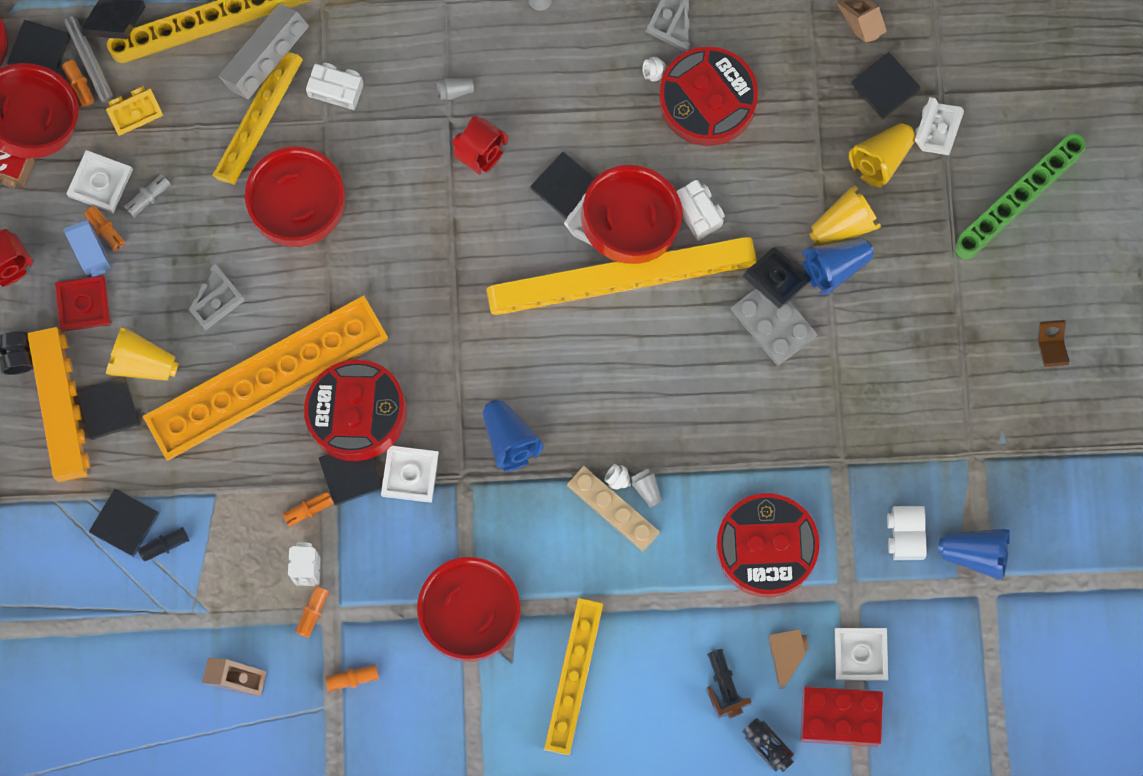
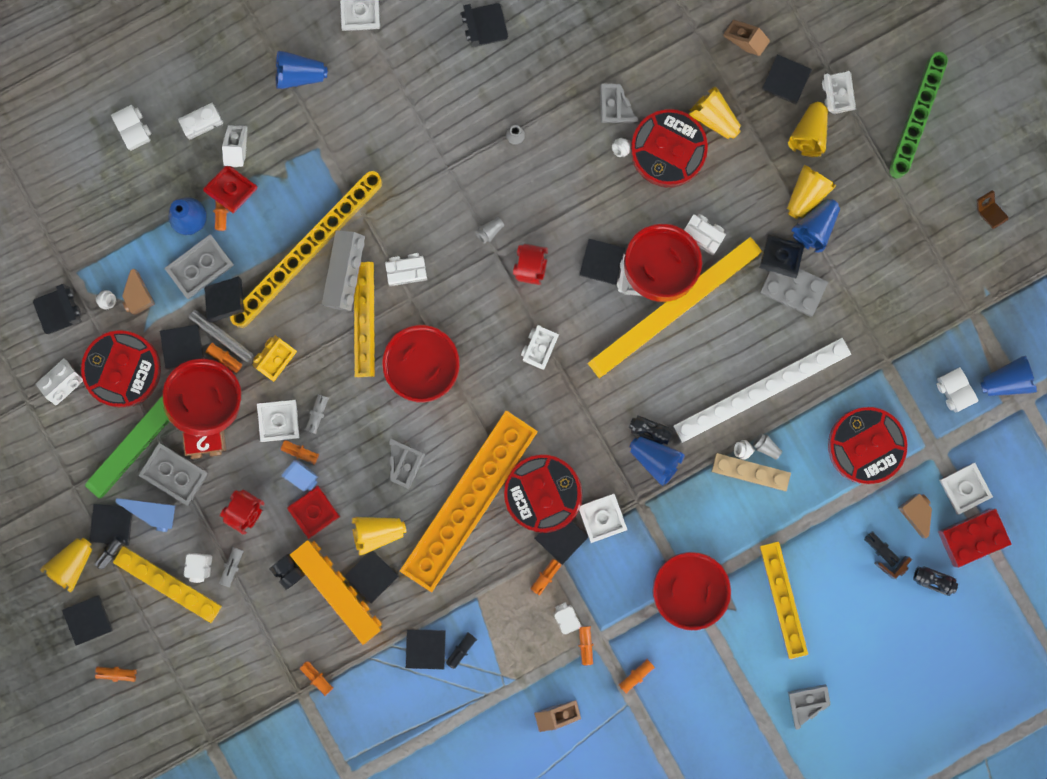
camera: 30 degrees left, 10 degrees up
(440, 243) = (540, 347): none -> white bracket
(527, 409) = (659, 433): none -> black piece
(675, 420) = (762, 390): none -> white plate
(781, 82) = (716, 114): none -> yellow cone

